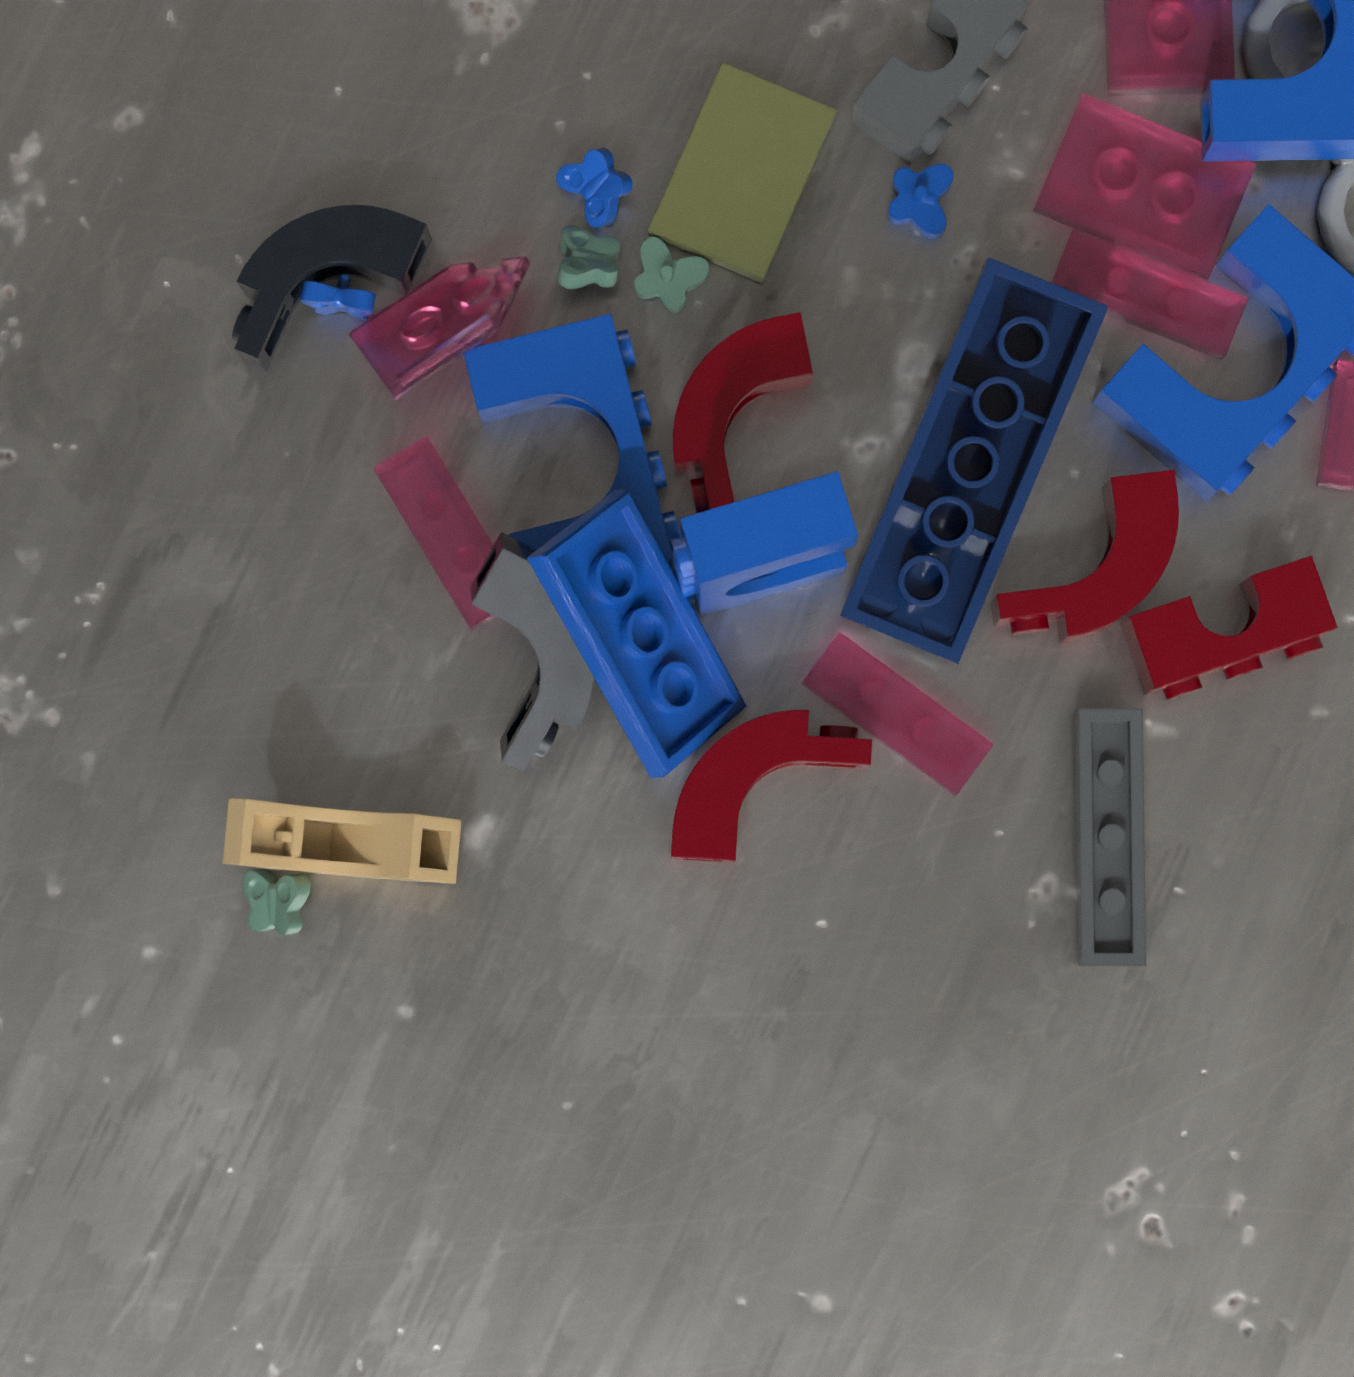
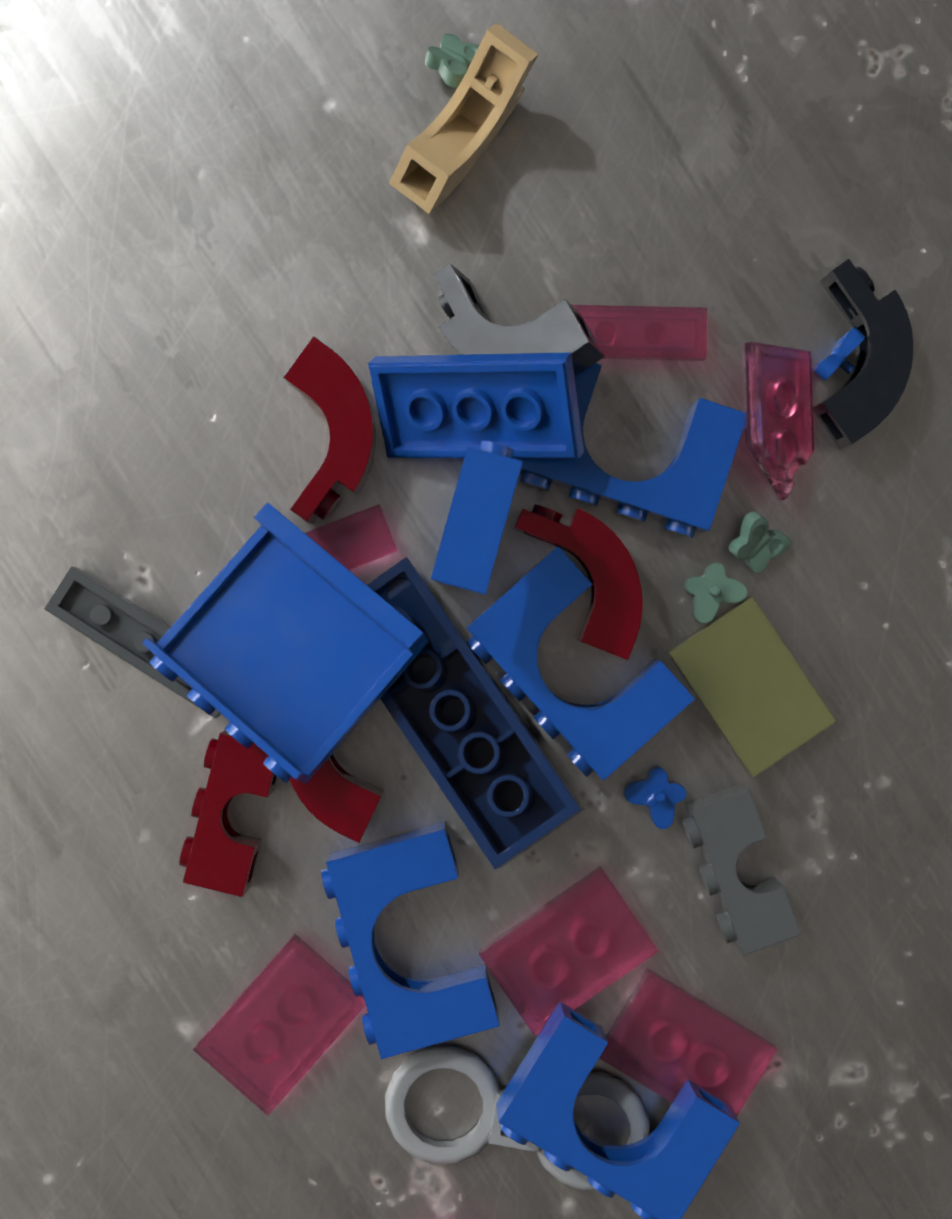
camera: 115 degrees right, 5 degrees up
(597, 183) = (805, 583): blue piece -> none
(891, 295) = (599, 732): none -> blue arch
(1018, 673) = (287, 648): none -> blue panel
(1151, 294) = (493, 905): clear pink tile -> none

